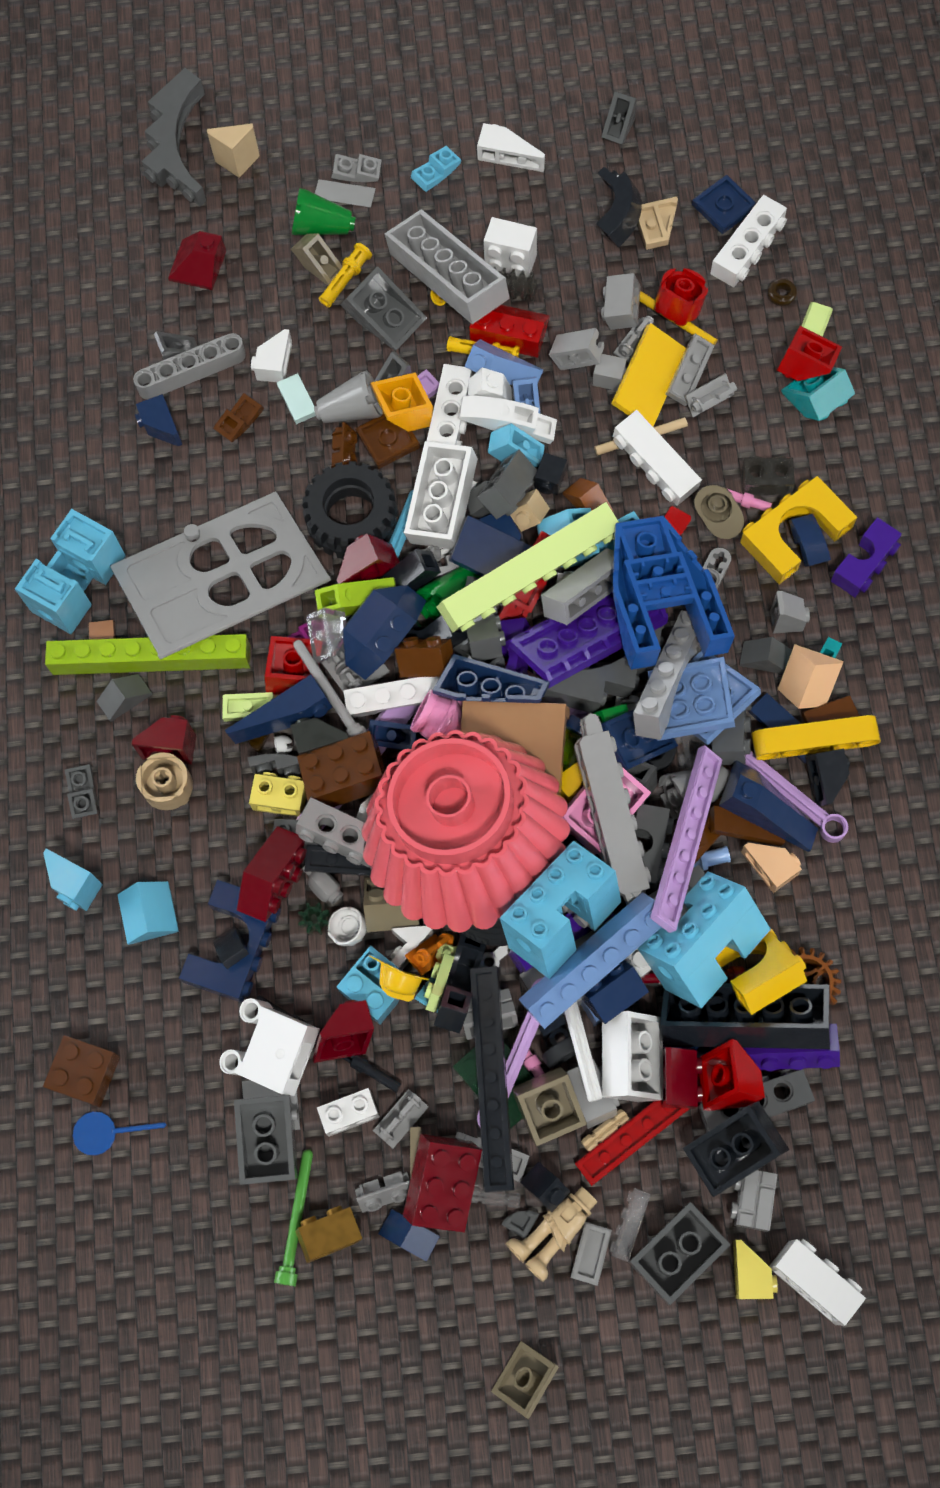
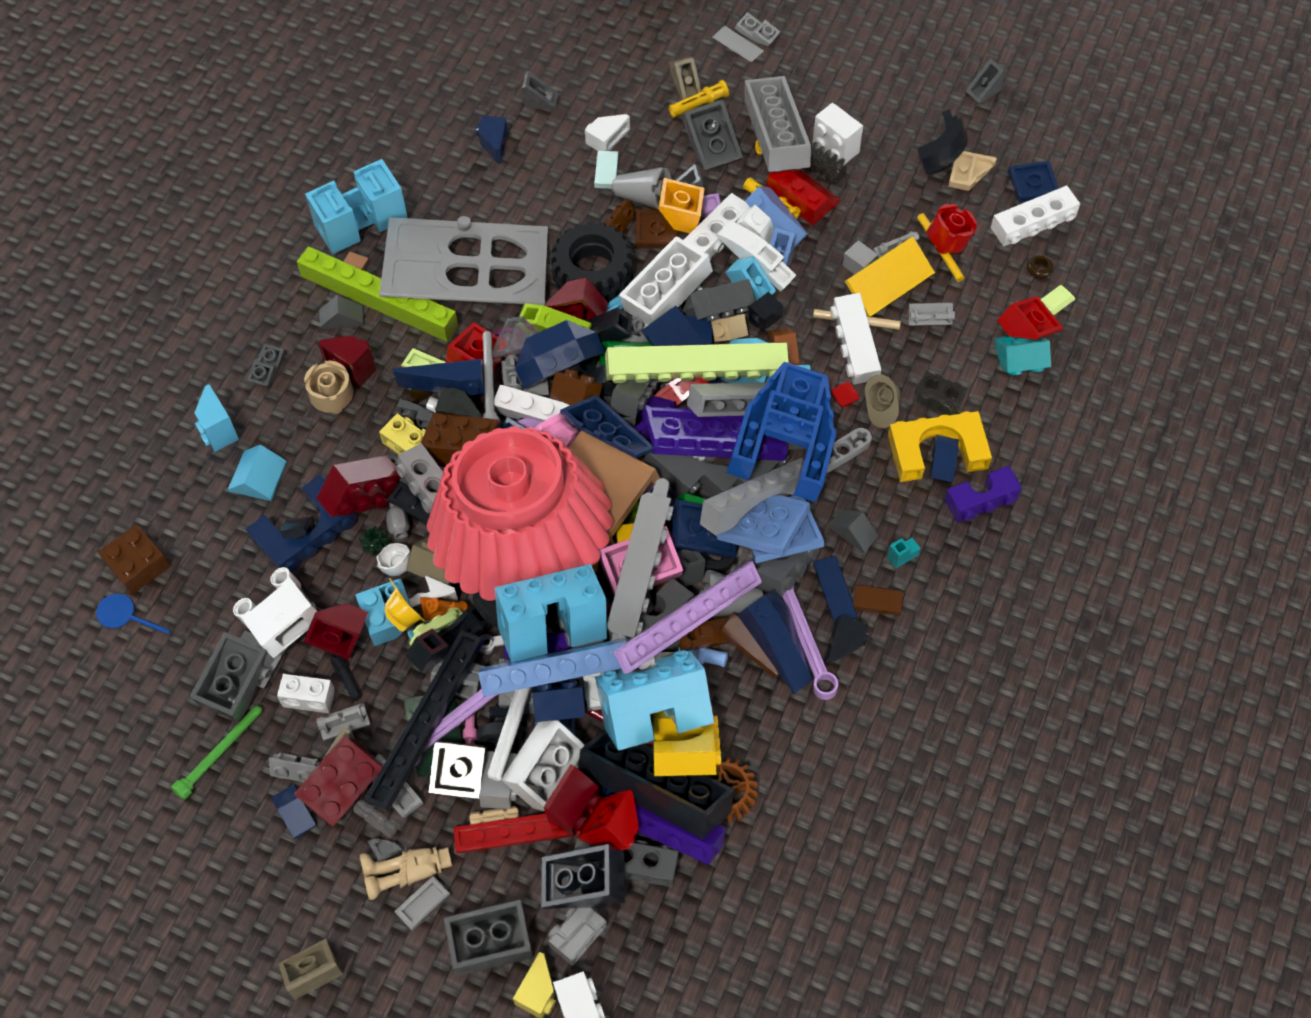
camera: 25 degrees right, 10 degrees down
(178, 366) = (541, 109): light grey beam -> none
(198, 260) = (597, 41): dark red slope -> none
(239, 419) = (549, 165): reddish brown slope -> none
(320, 216) = (705, 48): green cone -> none
(328, 1234) = (232, 772): pearl gold brick -> none
(437, 169) = (817, 58): medium azure slope -> none
(506, 148) = (880, 63): white slope -> none
(545, 1186) = (417, 829): black brick -> none
(576, 349) = (842, 230): light grey hinge -> none
(621, 301) = (902, 213): light grey brick -> none
(630, 1225) = (468, 896): clear piece -> none
(690, 368) = (928, 287): light grey tile -> none
(747, 500) = (913, 406): bright pink bar -> none
(772, 864) = (757, 686): light nougat slope -> none
(788, 613) = (890, 502): light grey slope -> none
(809, 677) = (876, 559): light nougat slope -> none
(815, 737) = (844, 602): yellow beam -> none

